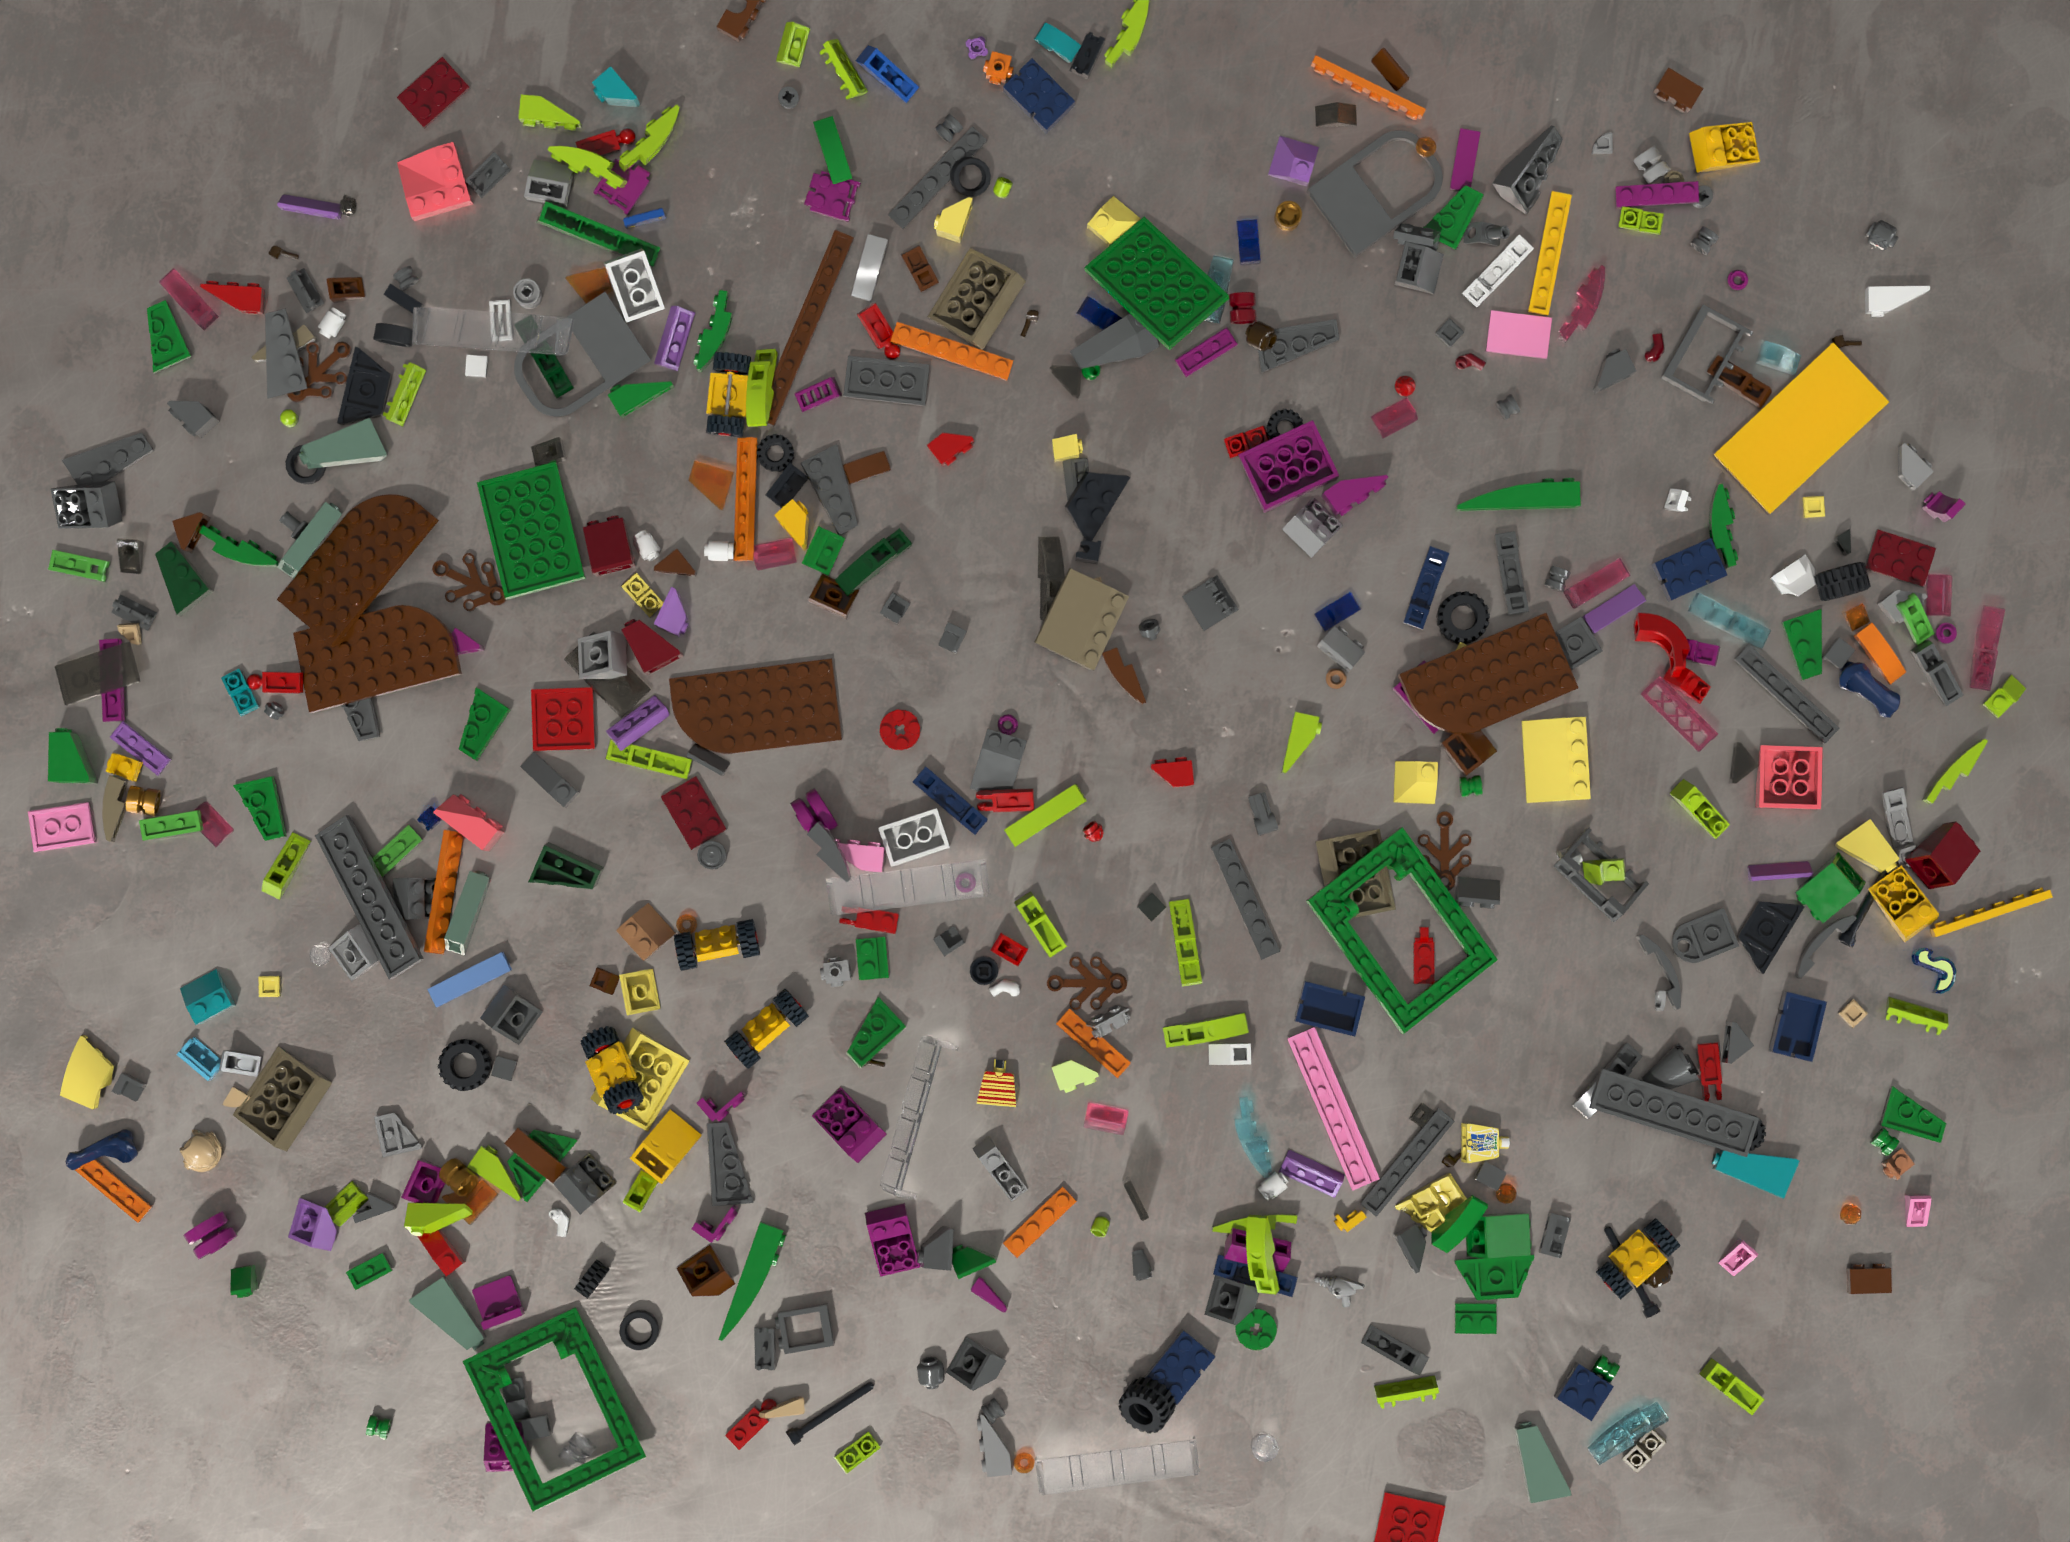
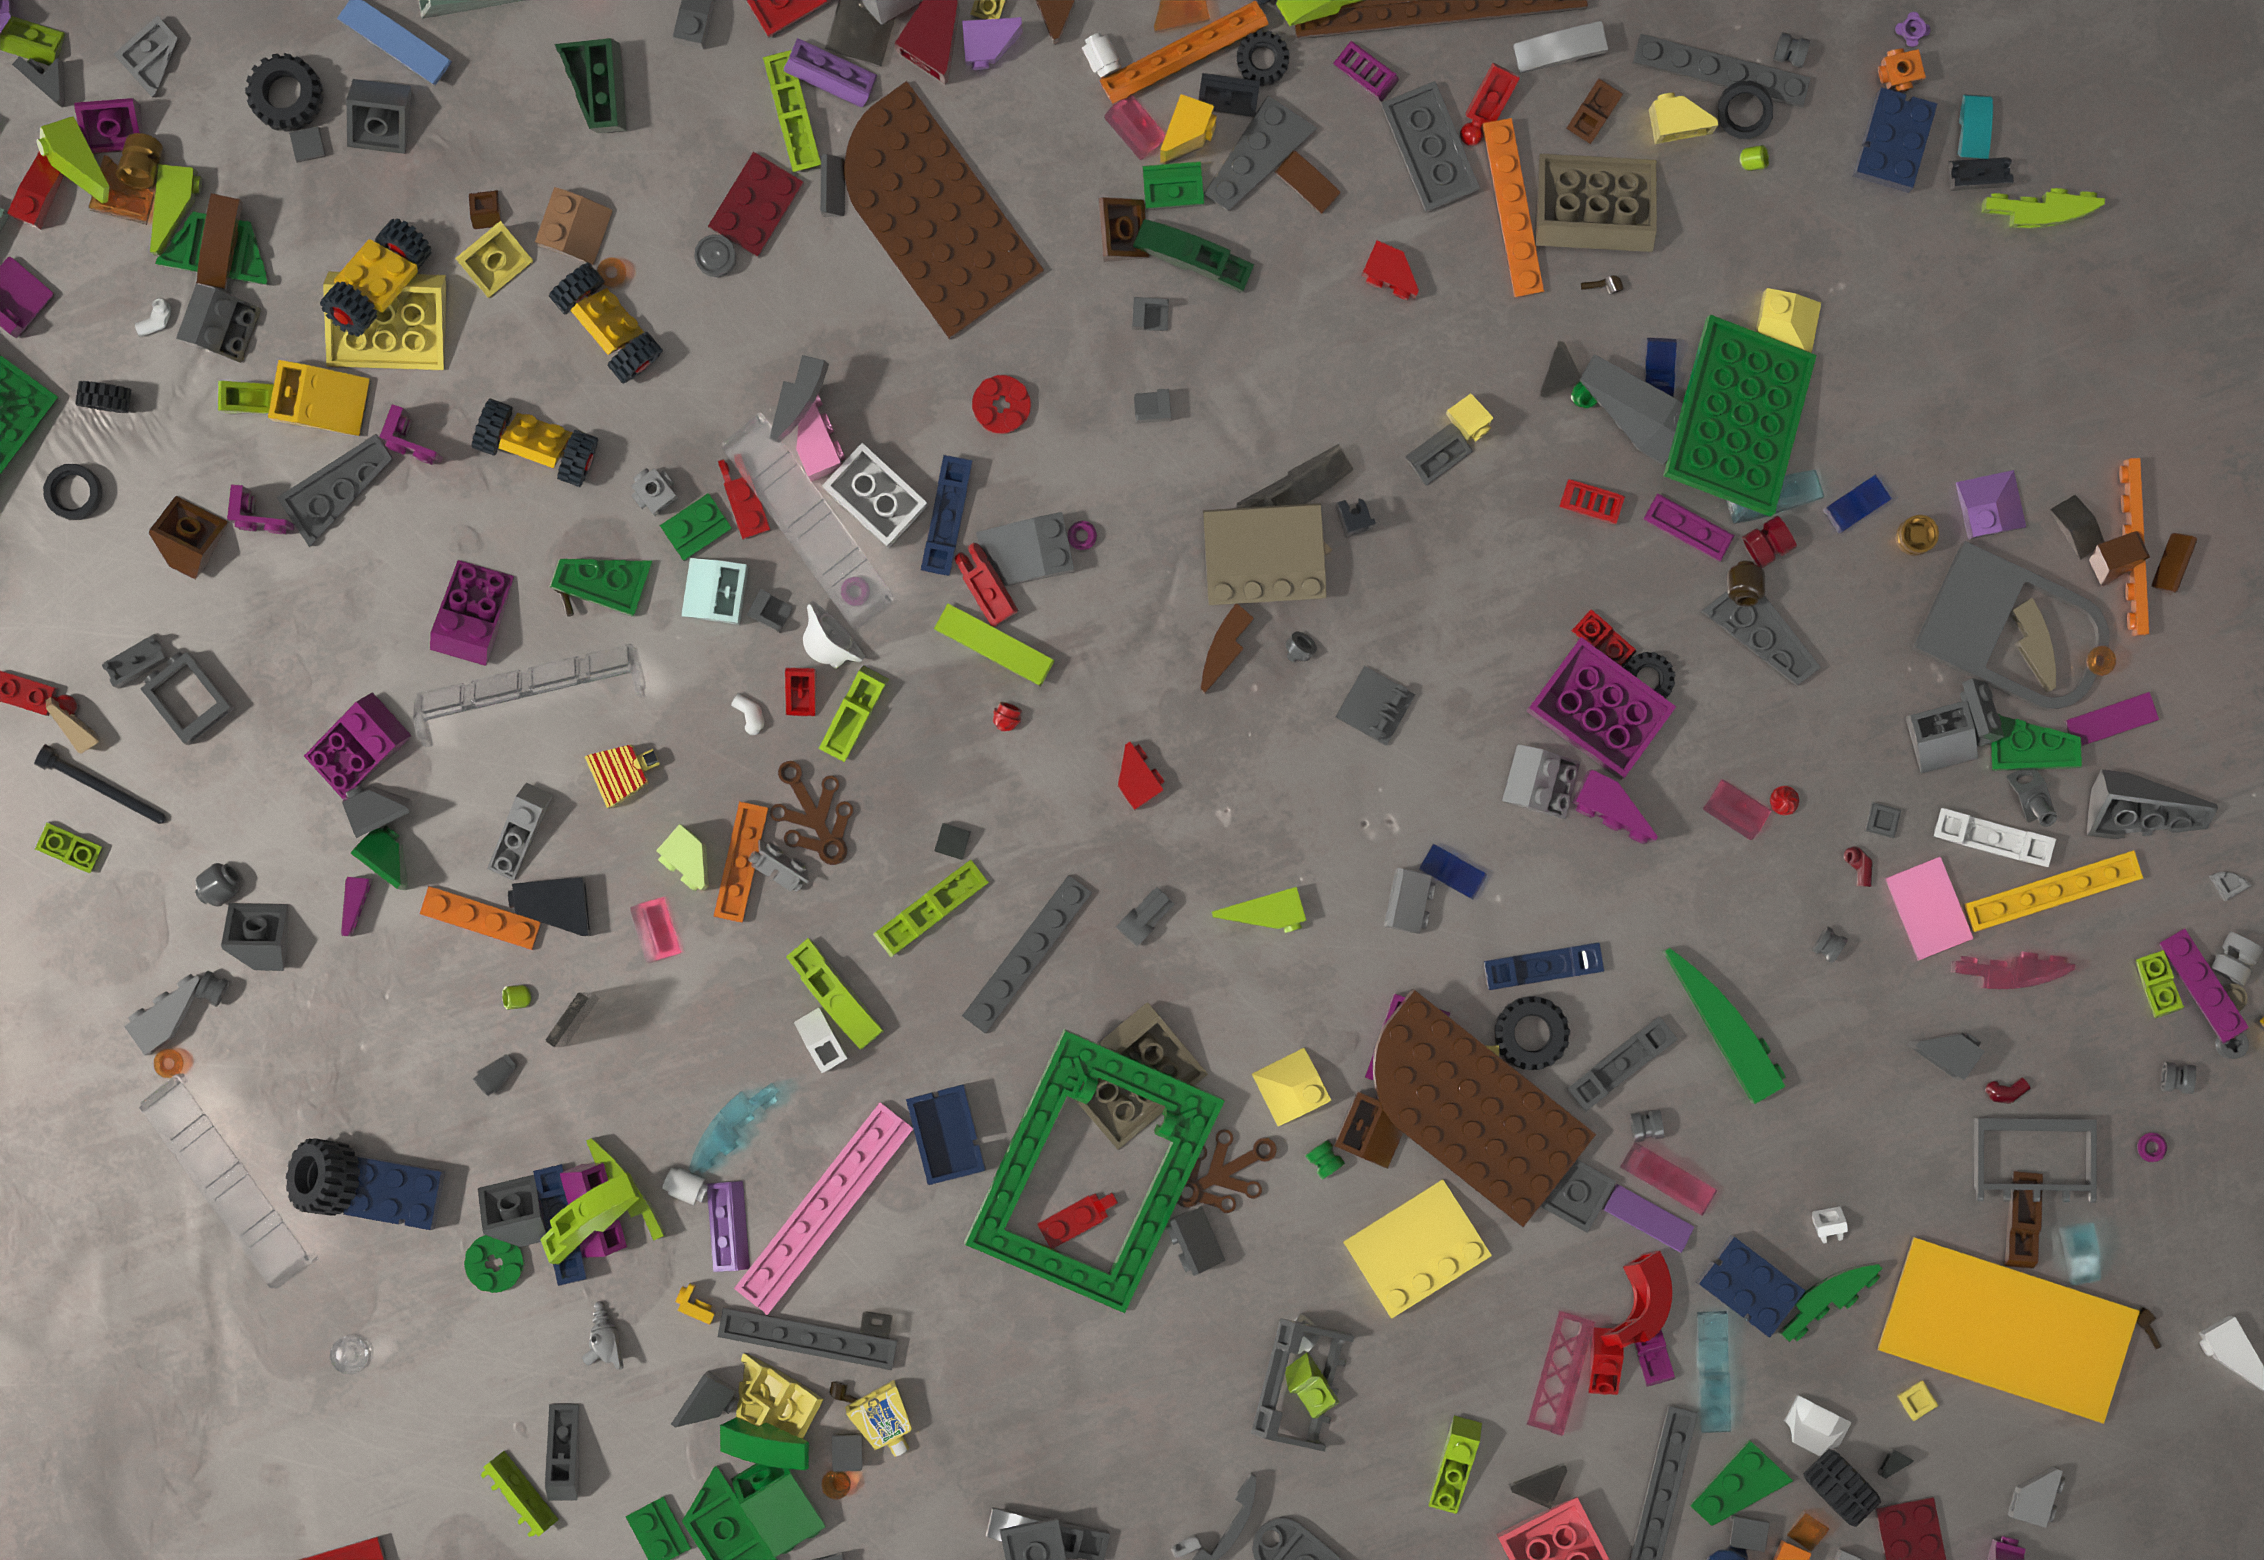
camera: 60 degrees right, 0 degrees up
(757, 1266) = (221, 596): green slope -> none
(814, 813) = (840, 355): magenta wheel -> none
(918, 968) = (715, 590): none -> light aqua slope
(984, 970) = (757, 675): black wheel -> none
(986, 915) = (828, 640): none -> white hat
(1055, 1171) = (554, 902): none -> black slope
(1094, 500) = (1422, 489): black wing -> none
(1166, 385) = (1615, 510): none -> red slope
(1340, 673) = (1376, 911): medium nougat plate -> none
(1368, 101) = (2118, 556): none -> reddish brown slope
(1393, 180) = (2036, 643): none -> dark tan slope

